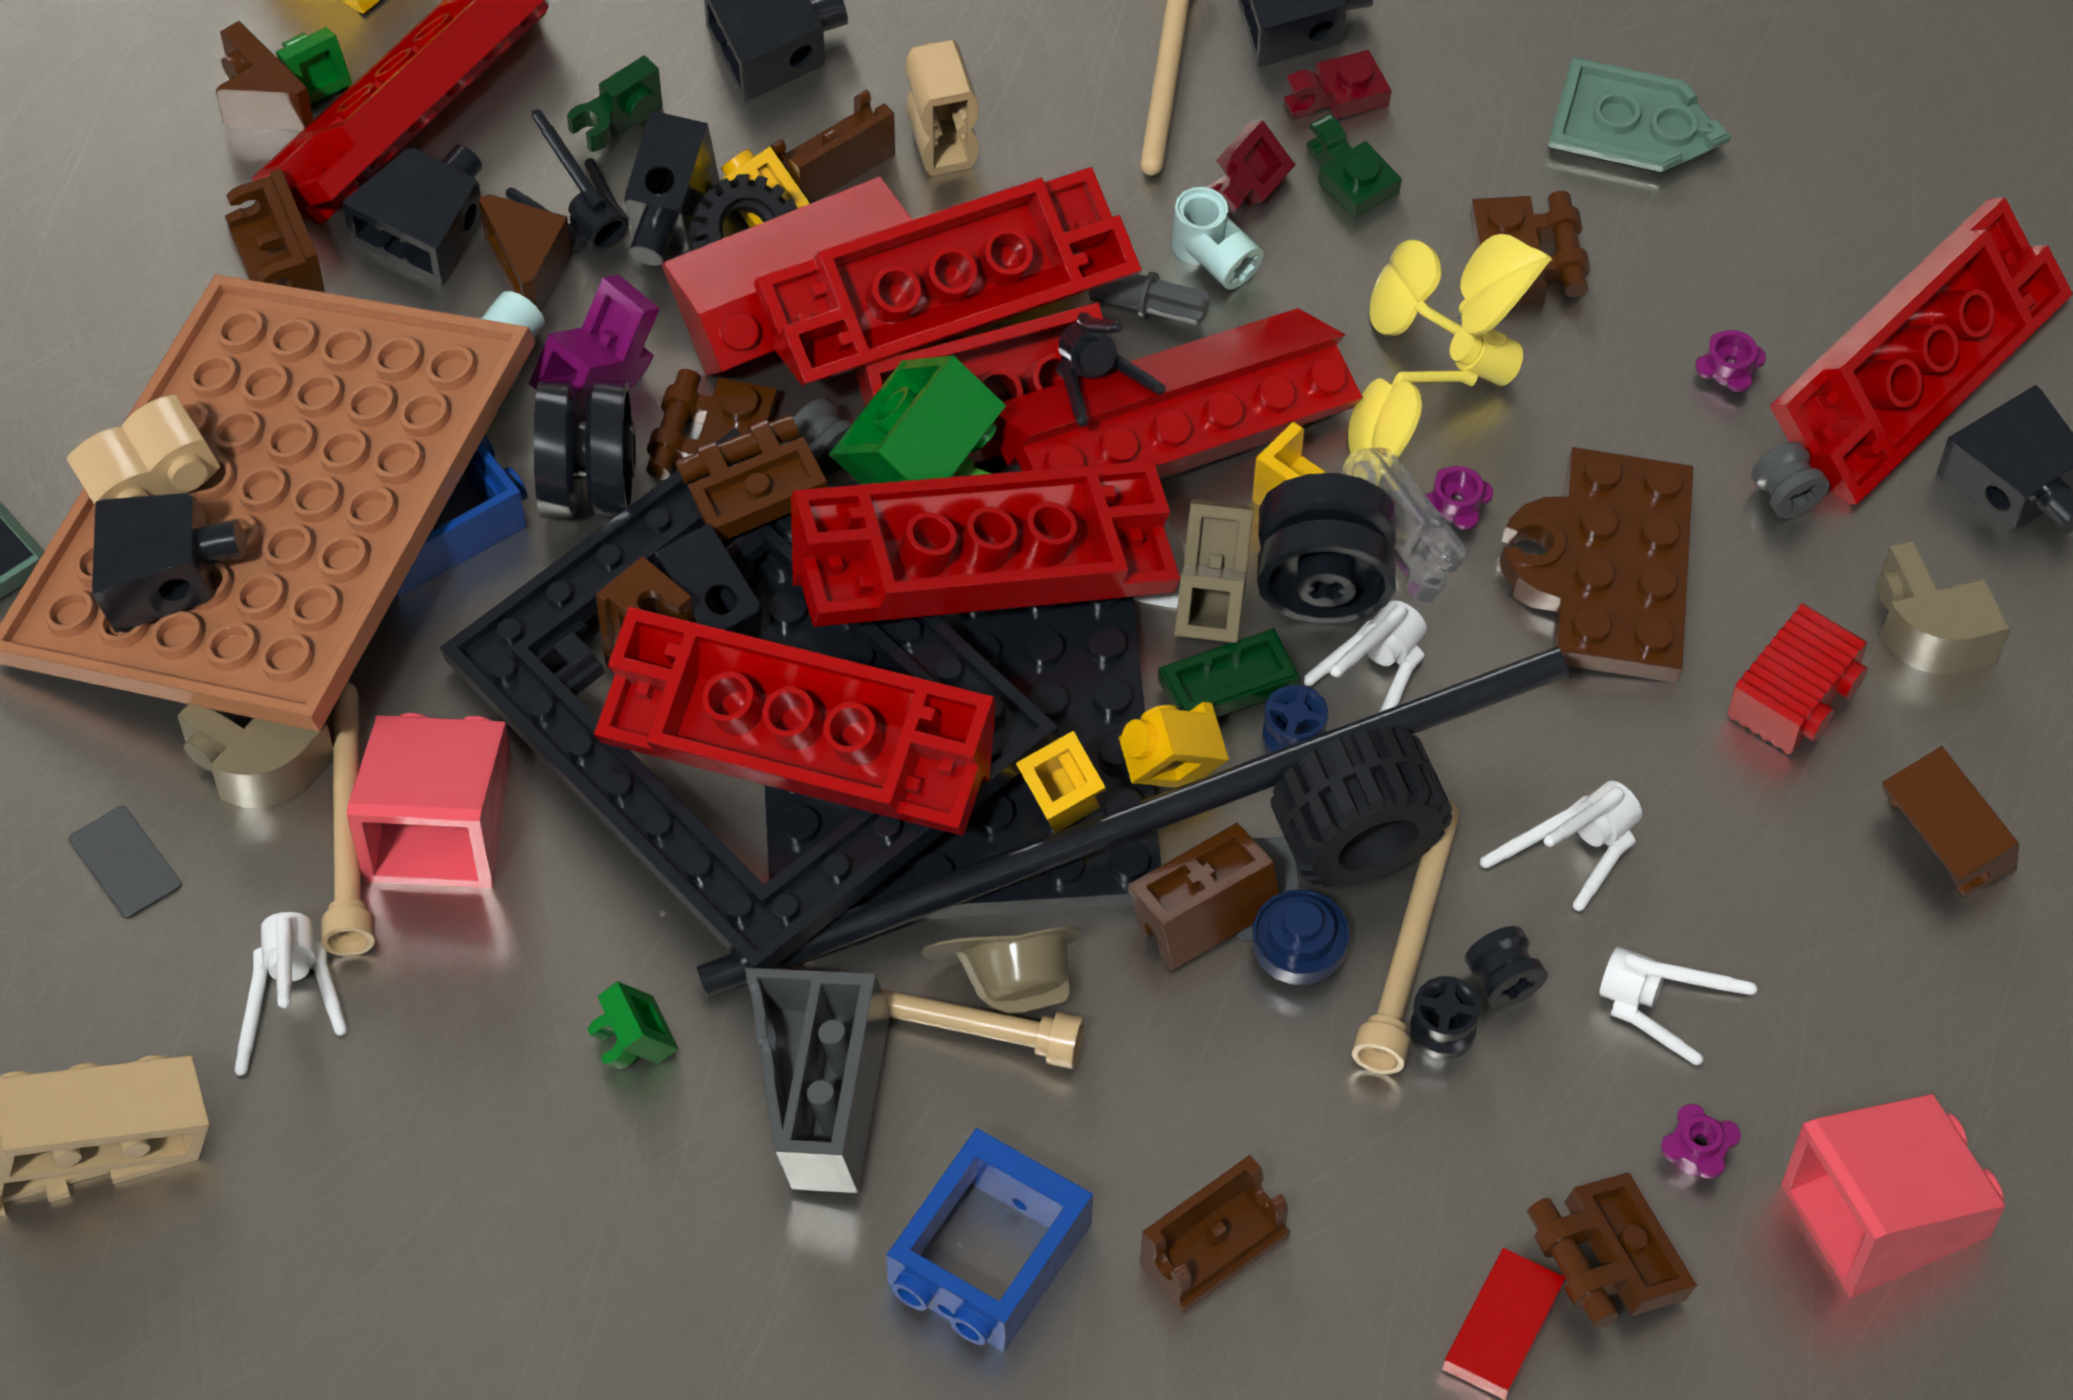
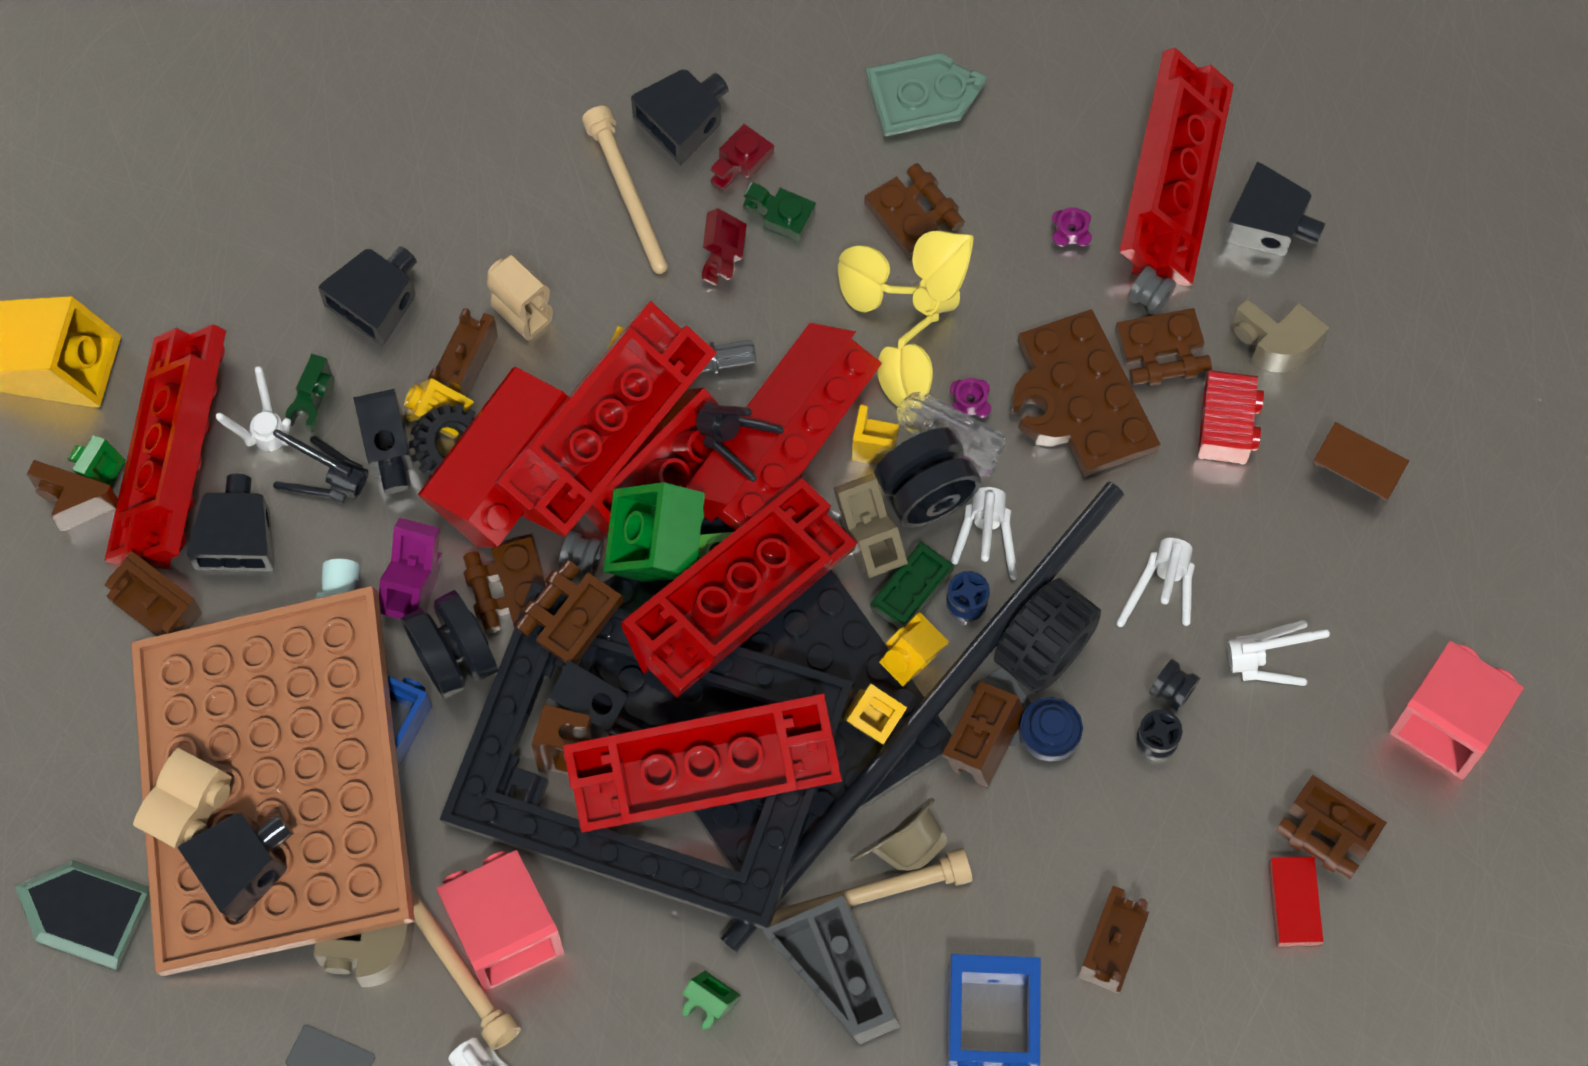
camera: 30 degrees left, 10 degrees up
(520, 120) = (263, 423): none -> white plant
(528, 245) = (316, 521): reddish brown slope -> none
(1210, 238) = (717, 310): light aqua piece -> none
(1383, 1040) = (1132, 767): tan piece -> none
(1695, 1158) = (1333, 744): magenta plate -> none
(1768, 546) = (1162, 337): none -> reddish brown plate

